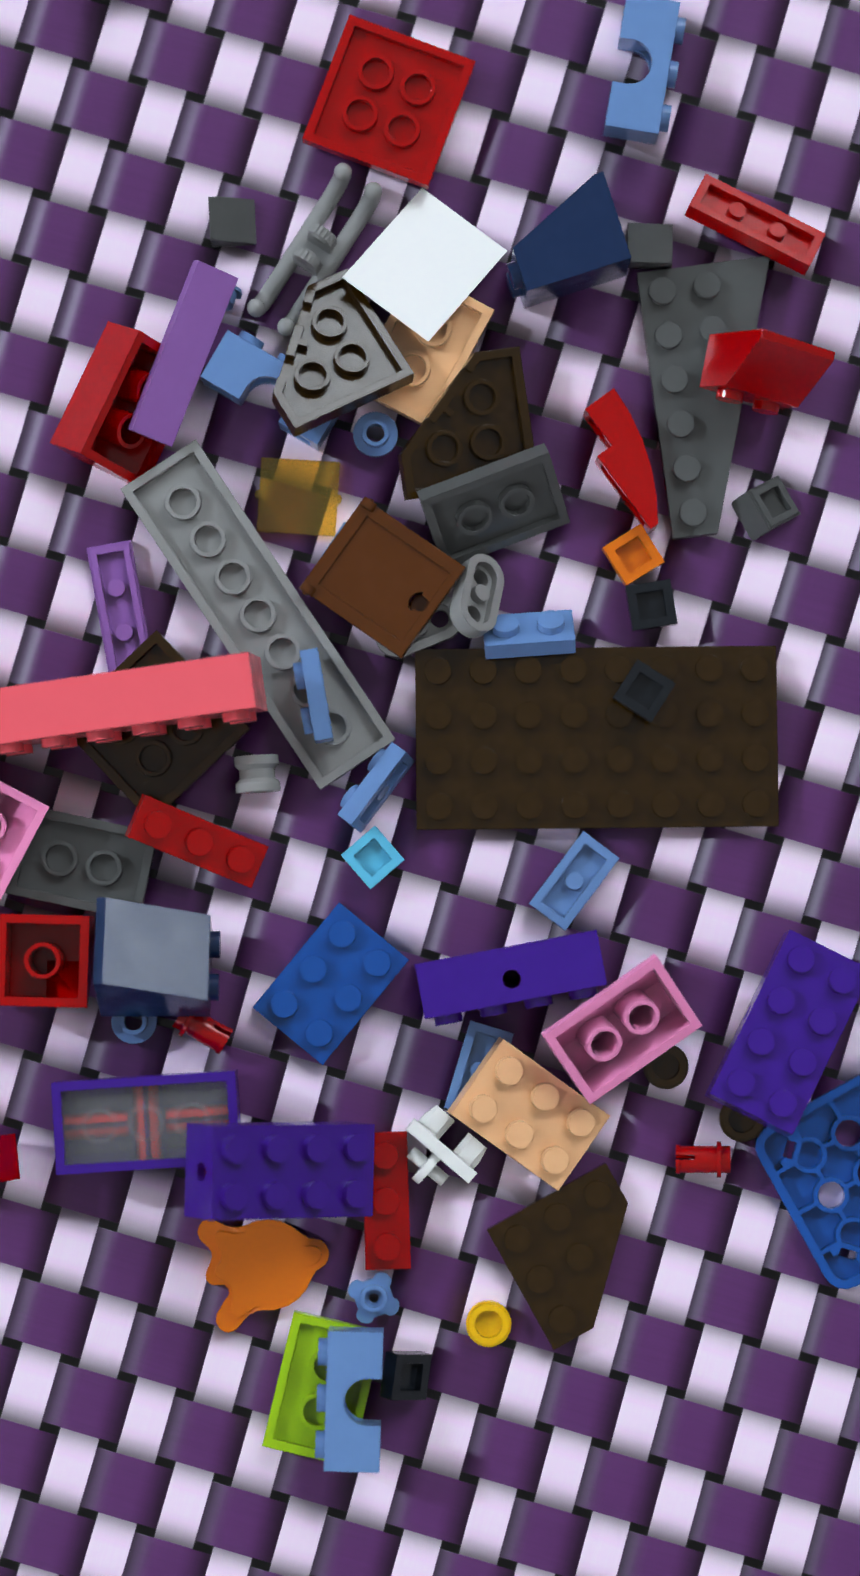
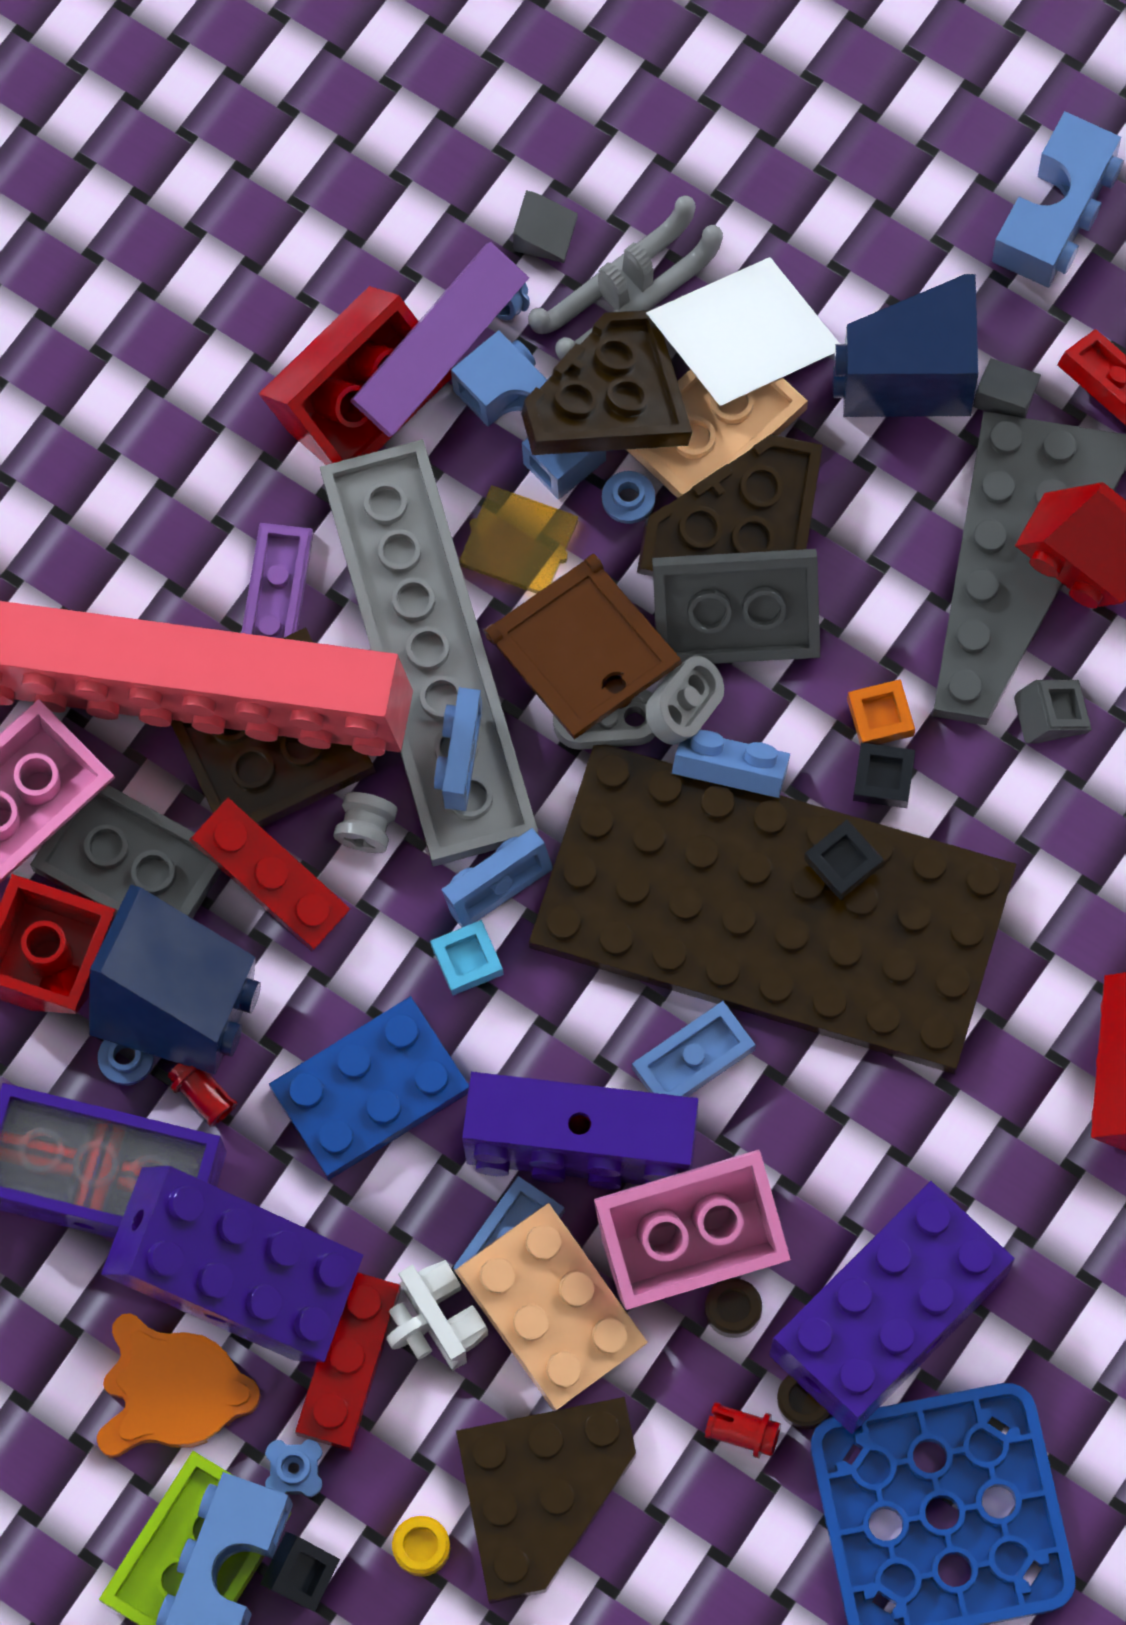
camera: 25 degrees right, 15 degrees down
(388, 101) = (762, 154): red plate -> none
(625, 457) = (903, 601): red slope -> none

